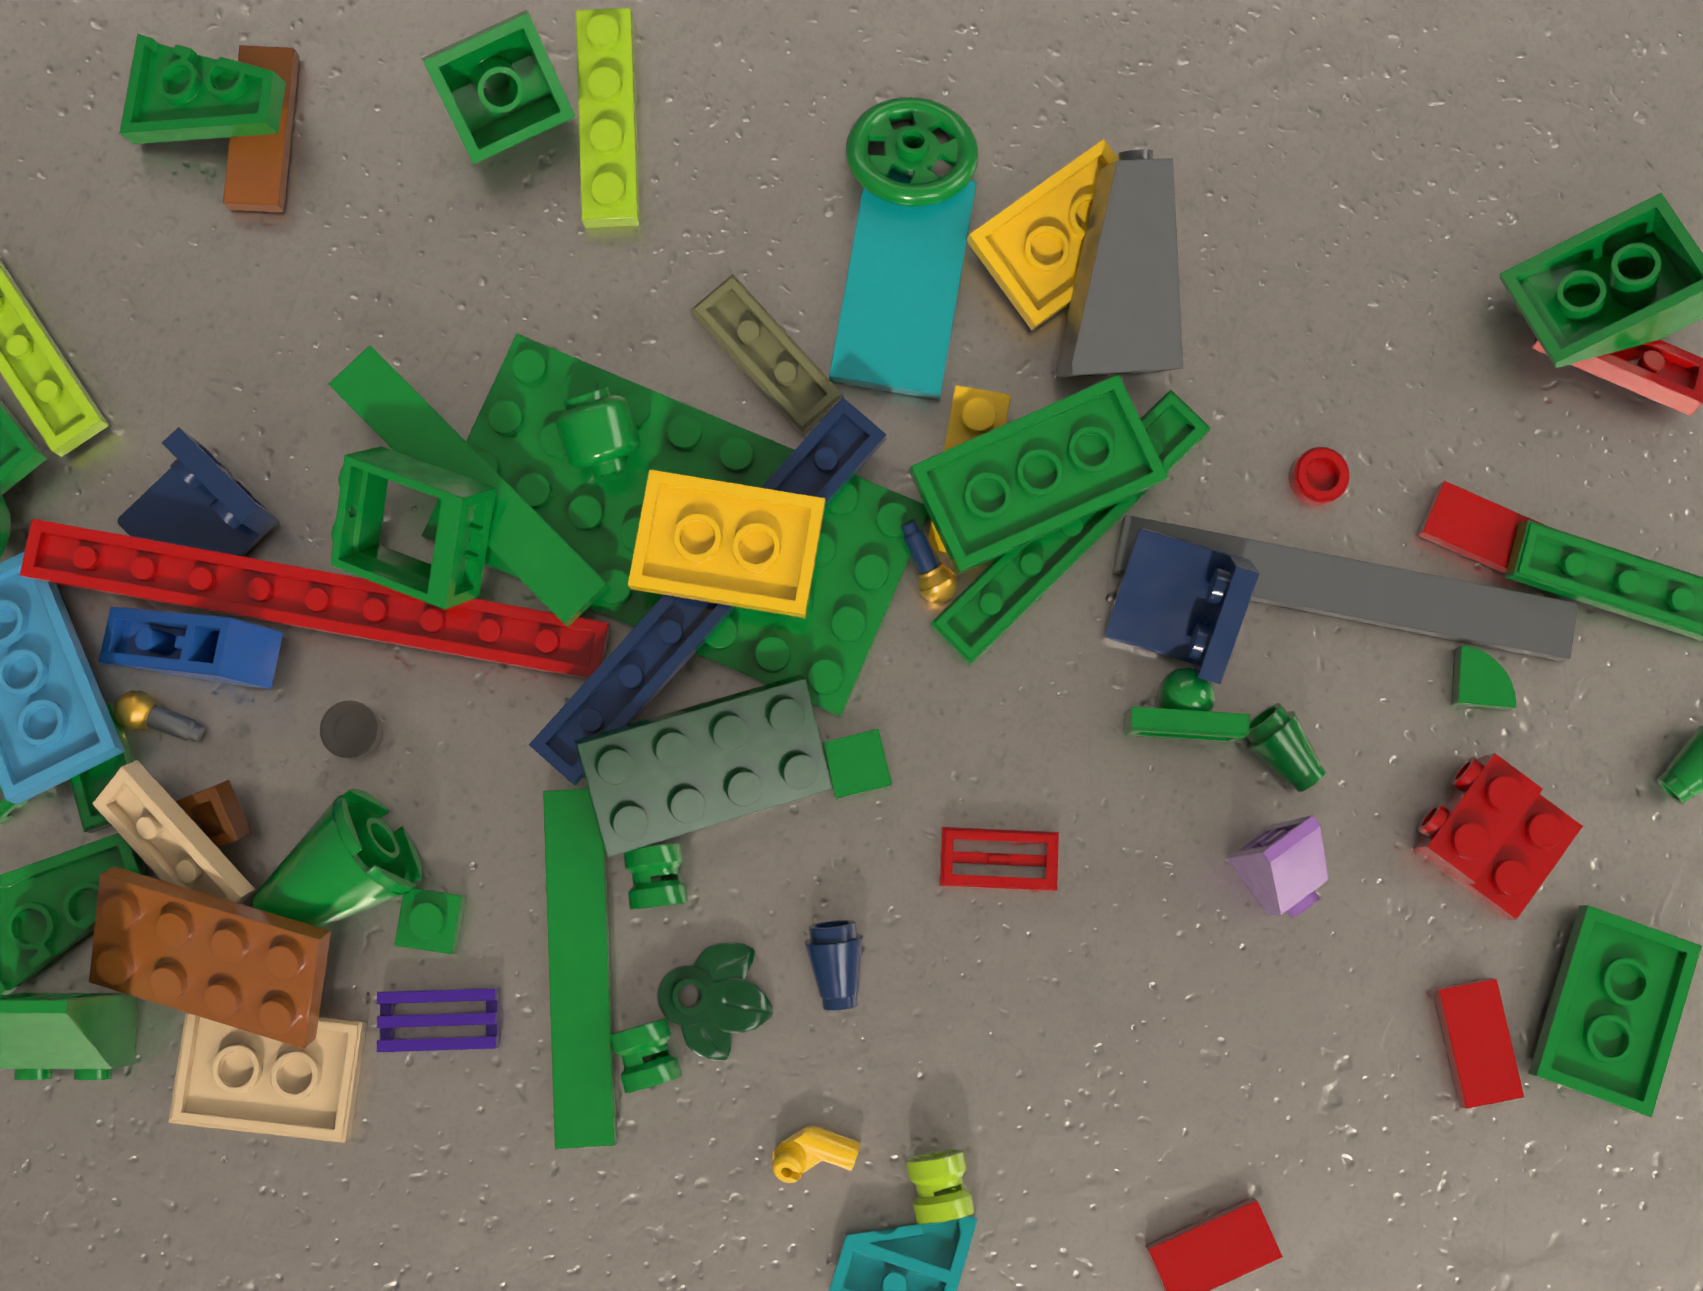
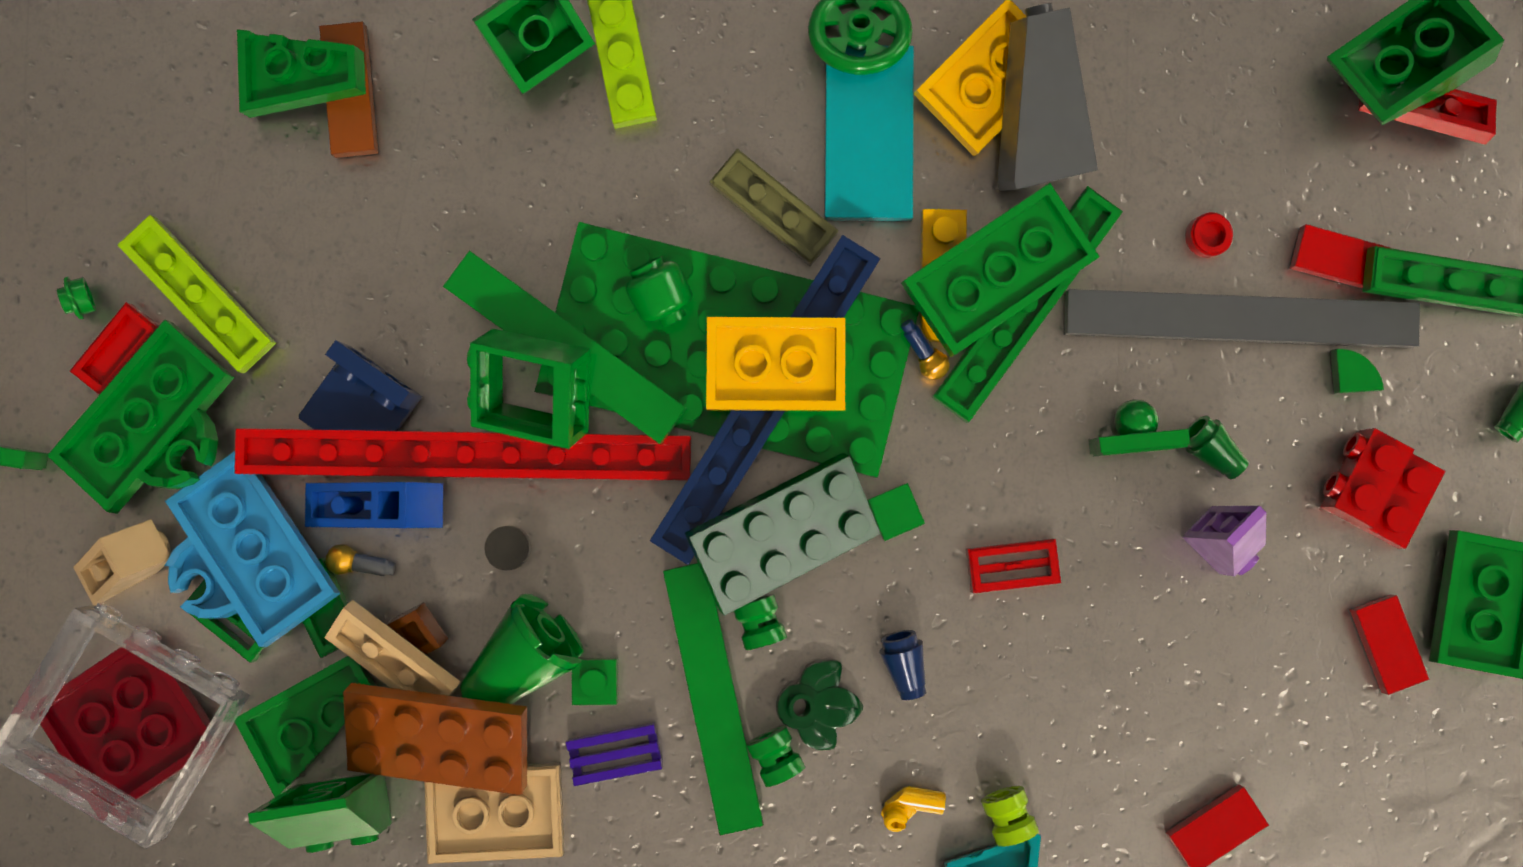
camera: 15 degrees left, 5 degrees up
(1182, 601) = (1126, 350): dark blue bracket -> none

